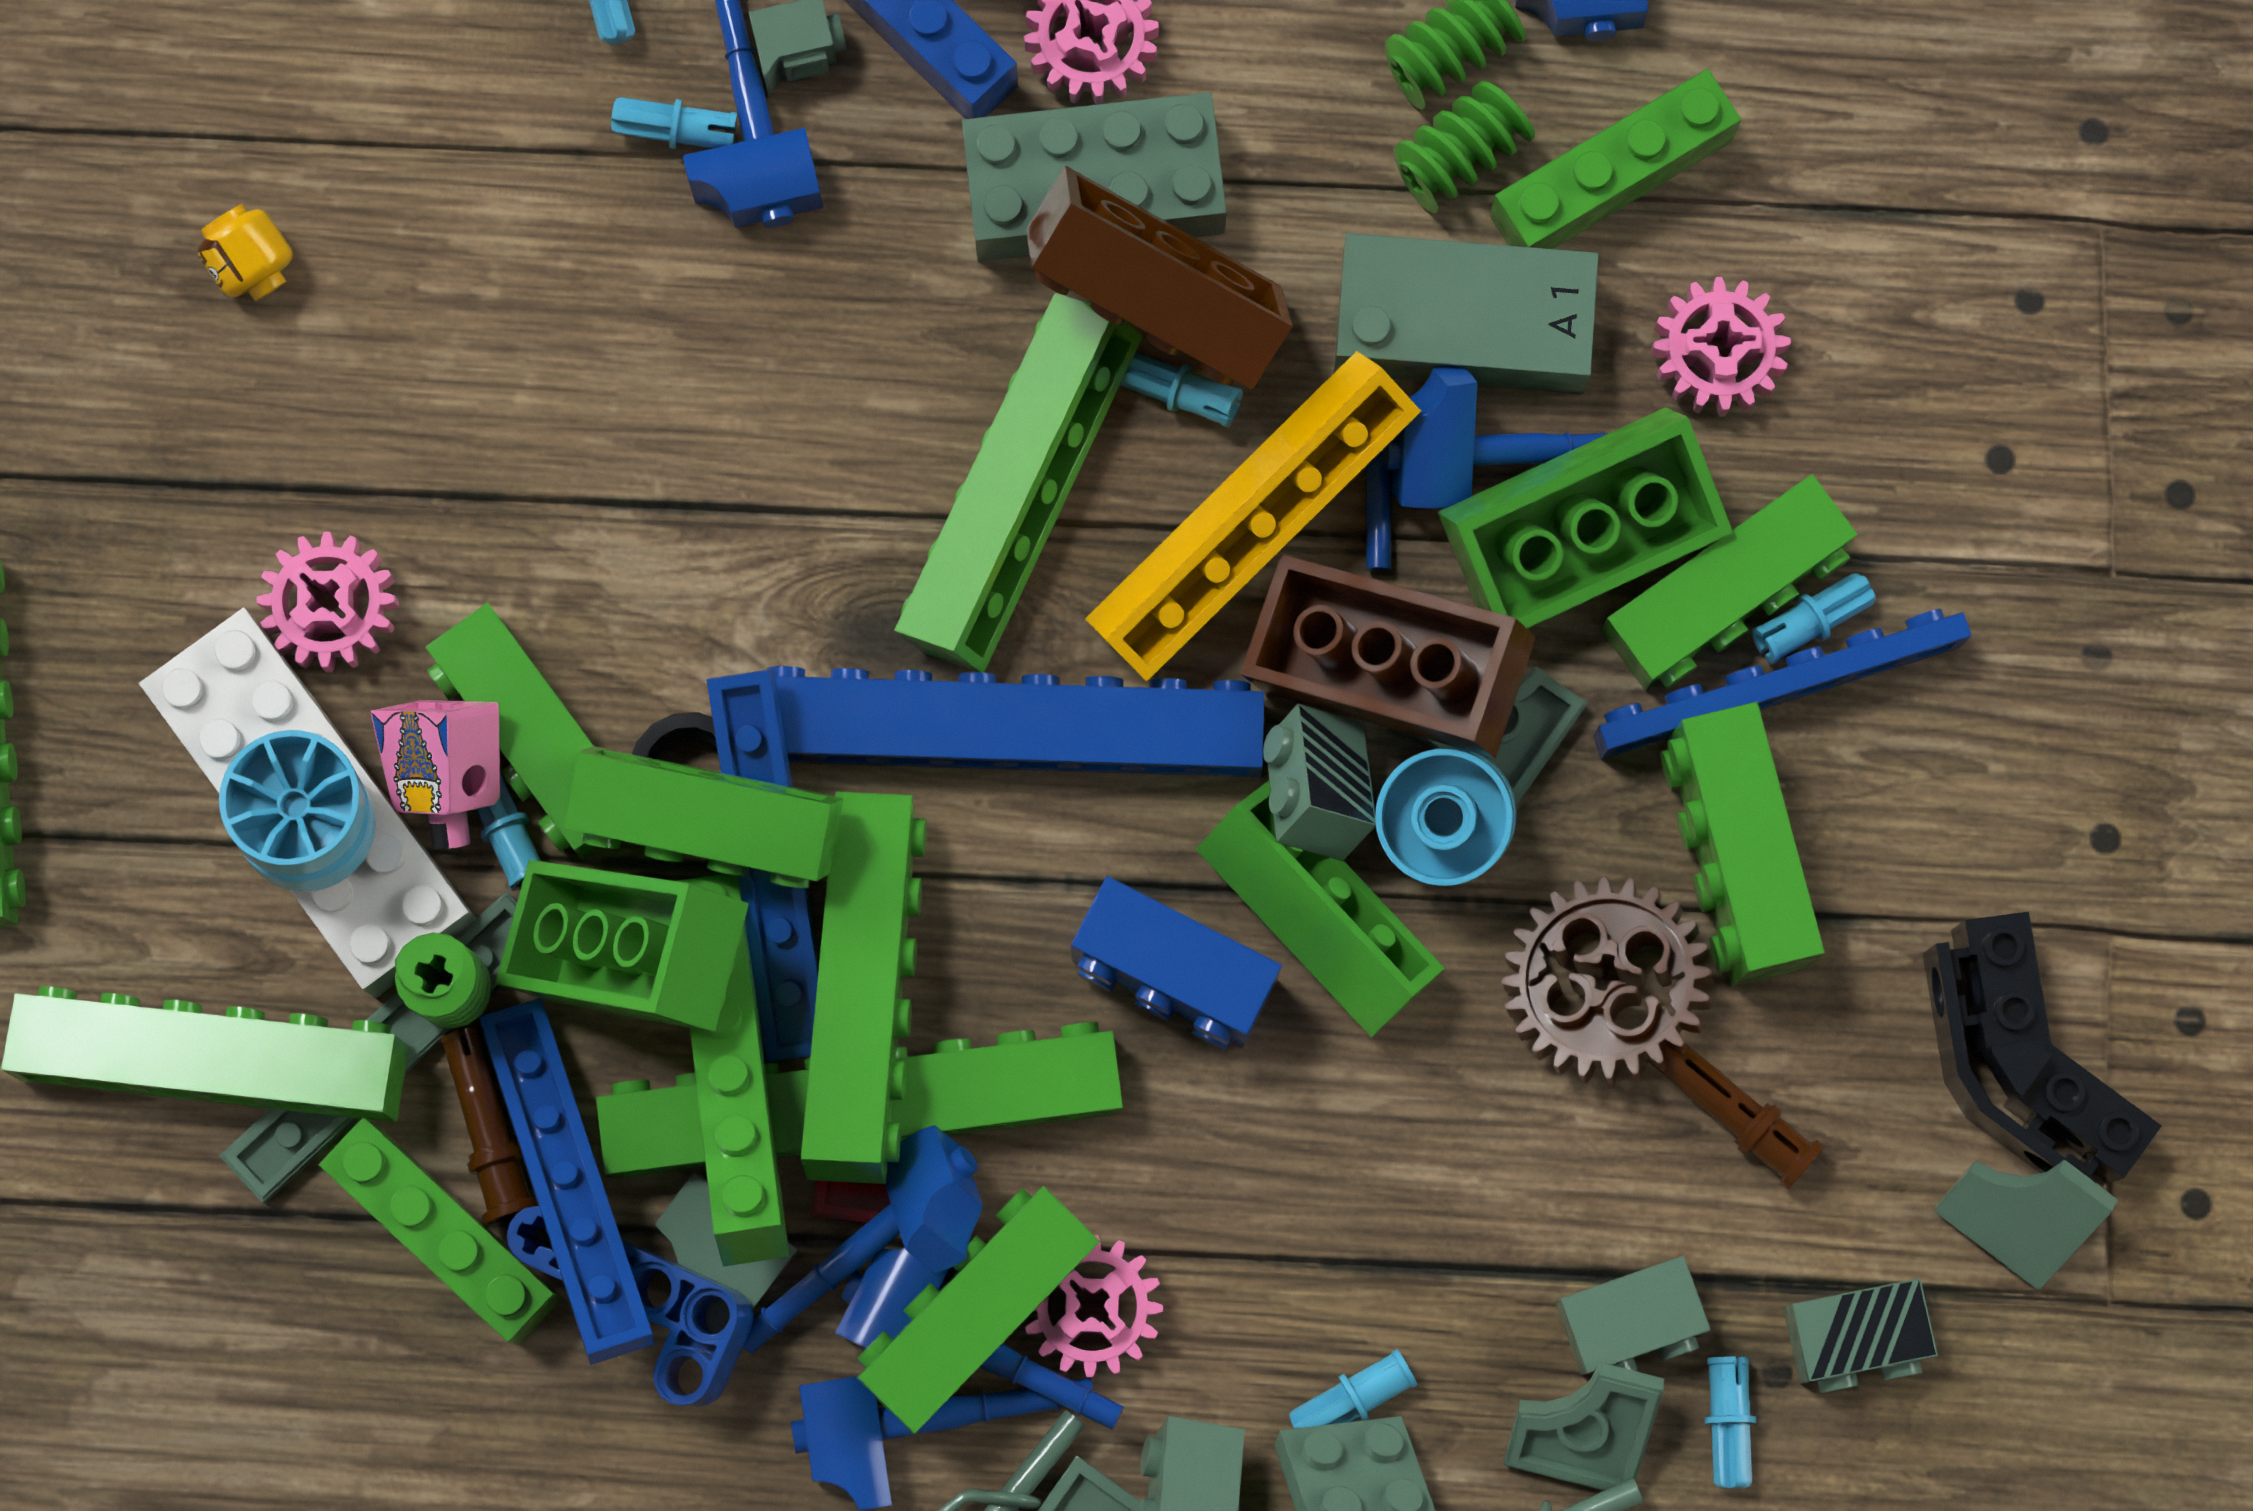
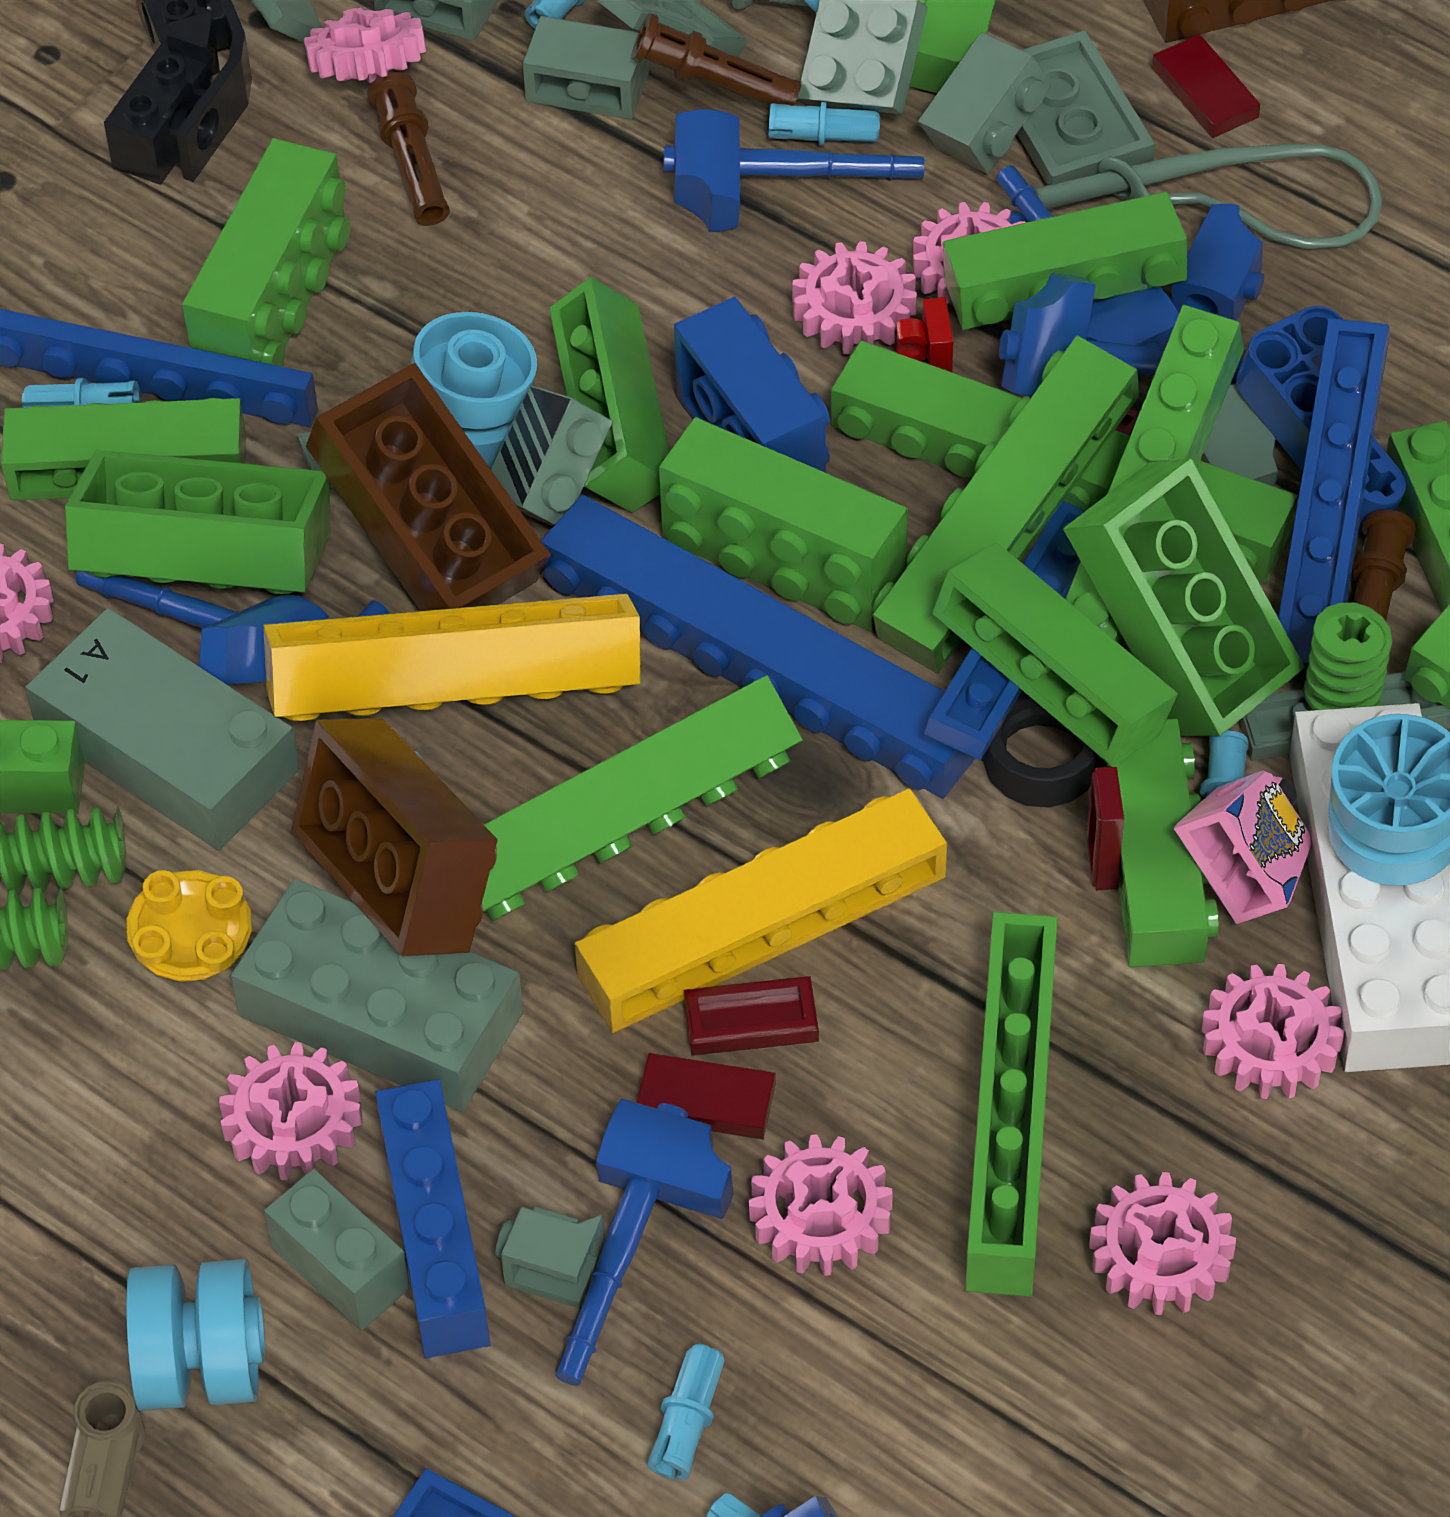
camera: 145 degrees left, 25 degrees down
(245, 253) = (1173, 1355): yellow head -> none
(284, 347) = (1167, 1270): none -> bright pink gear
(500, 389) = (1011, 1105): none -> bright green brick
(571, 692) = (1105, 828): none -> dark red tile
(582, 208) = (820, 1205): none -> bright pink gear
(672, 123) = (705, 1250): medium azure axle -> none
(769, 267) = (716, 1094): none -> dark red tile
(781, 365) = (751, 1015): none -> dark red tile
(830, 458) = (760, 909): none -> yellow brick
(1056, 843) = (781, 522): none -> bright green brick
(1070, 1176) = (928, 338): none -> red tile
(1196, 1162) = (853, 296): none -> bright pink gear
(1305, 155) = (188, 924): none -> yellow dish
(1426, 1269) = (710, 163): none -> blue piece
(1519, 1366) = (693, 57): none -> reddish brown pin
(1591, 1033) = (474, 225): gear -> none
(1843, 1218) = (365, 44): none -> bright pink gear

